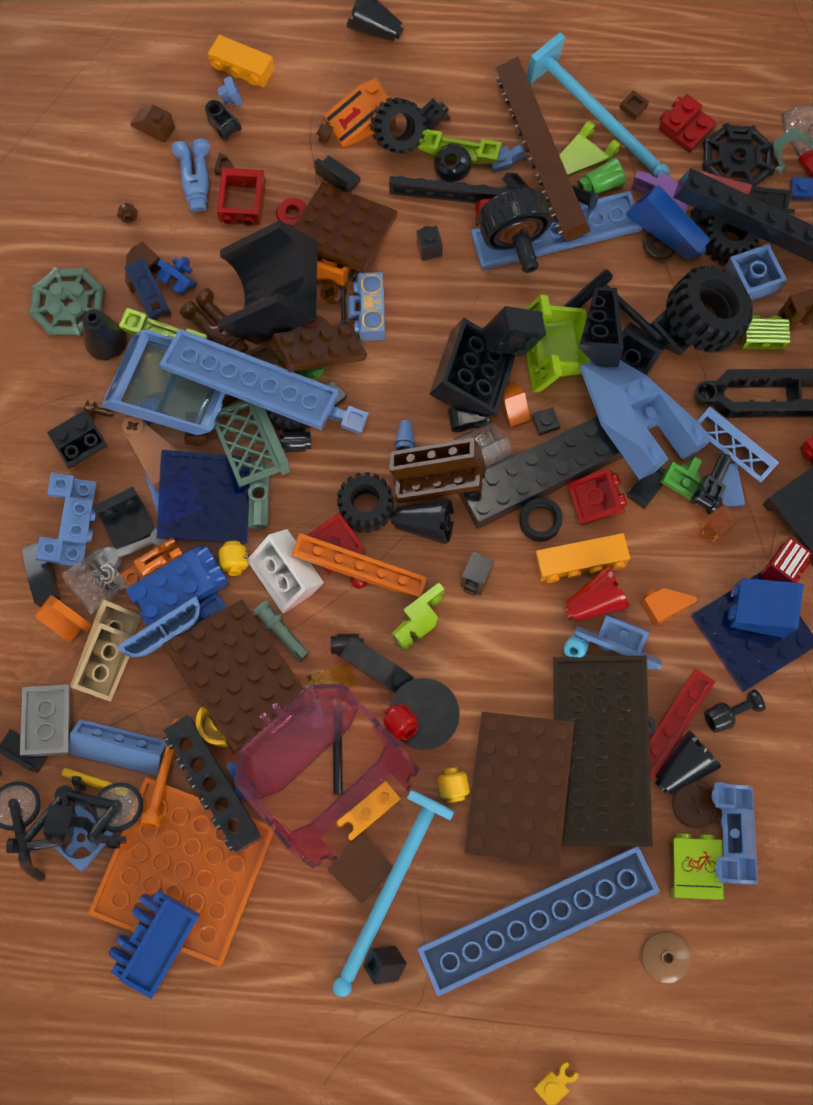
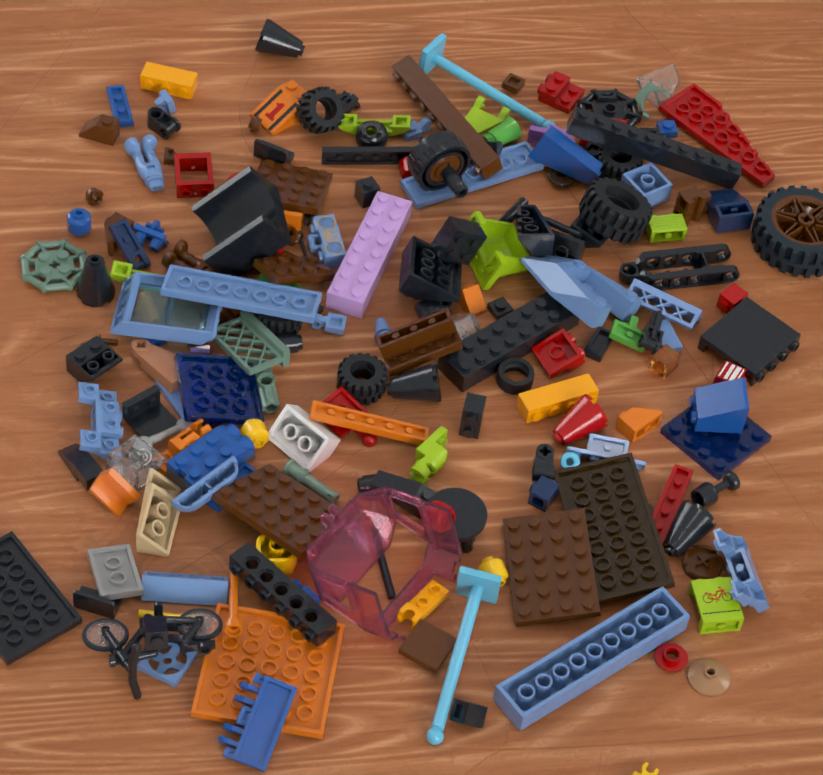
camera: 20 degrees left, 25 degrees down
(102, 247) = (79, 222): none -> blue head
(182, 89) = (120, 105): none -> blue tile
(412, 330) = (369, 254): none -> lavender brick
(535, 684) = (543, 493): none -> dark blue brick
(543, 651) = (543, 462): none -> black piece
(640, 932) = (668, 664): none -> red piece

